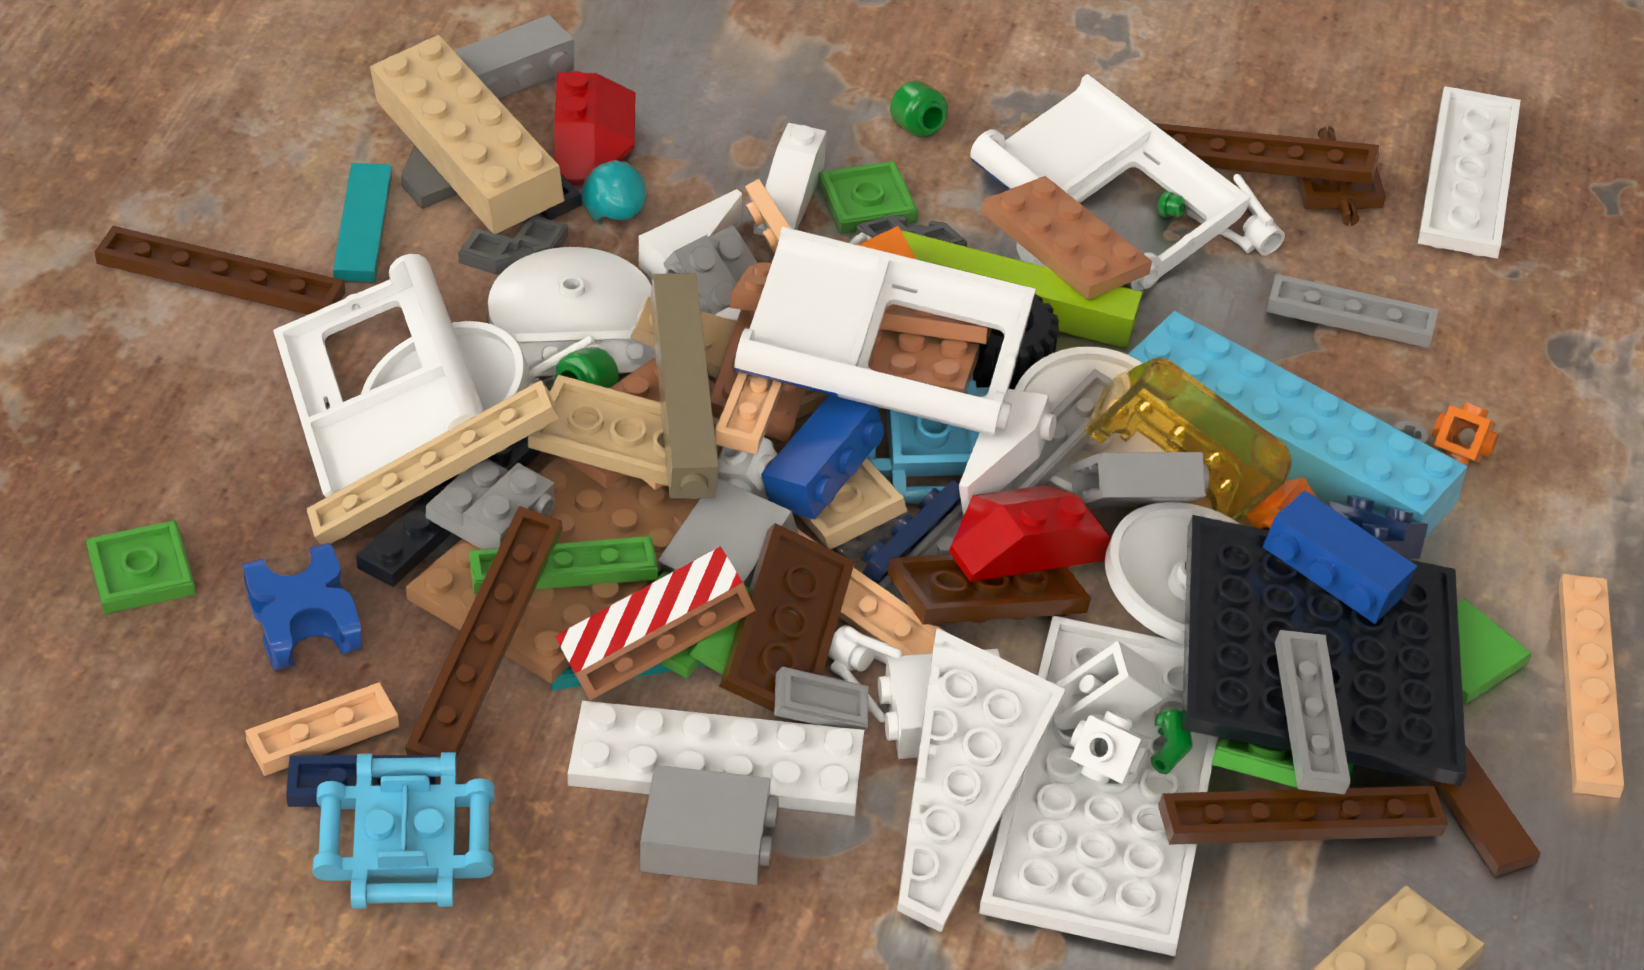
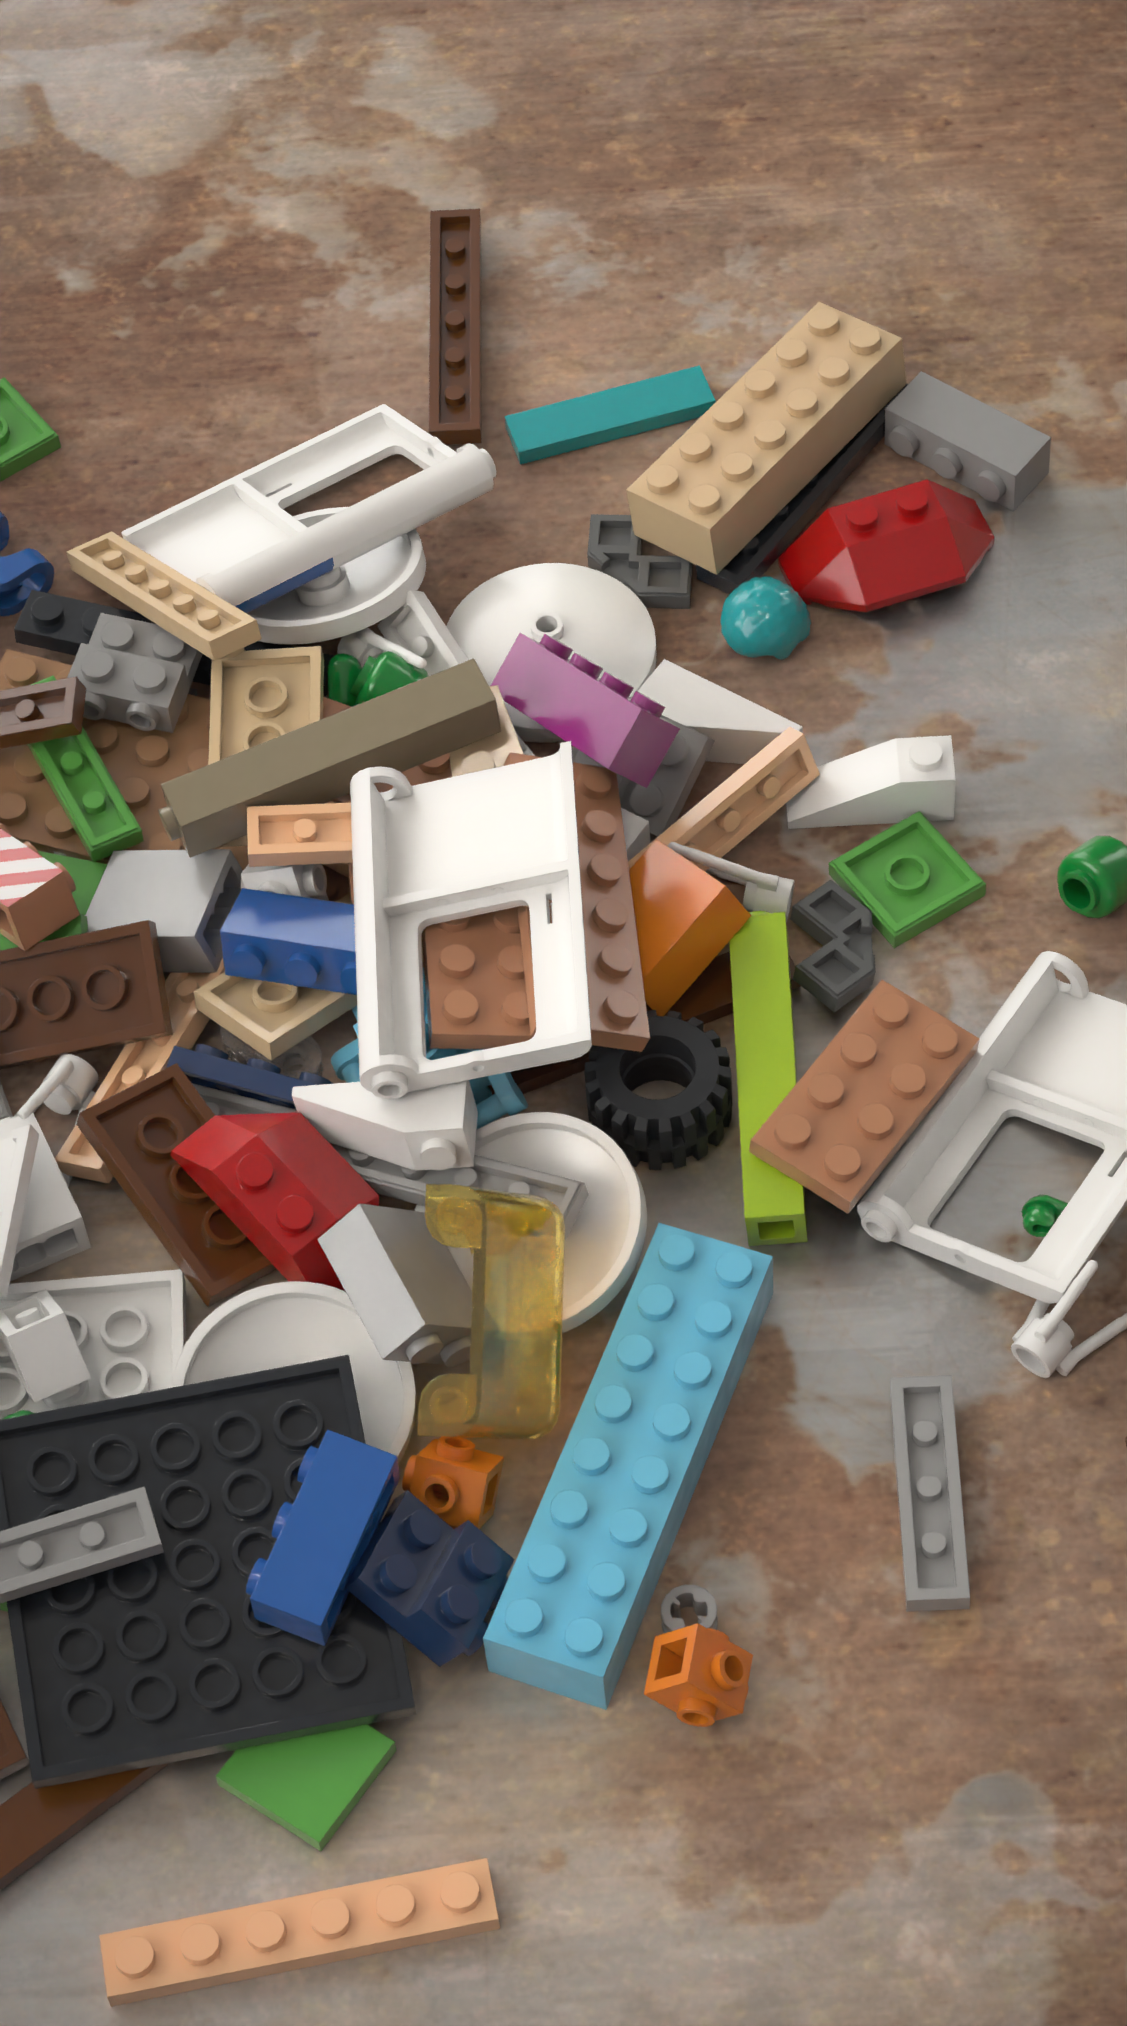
camera: 80 degrees right, 10 degrees up
(710, 250) = (587, 710): none -> brick

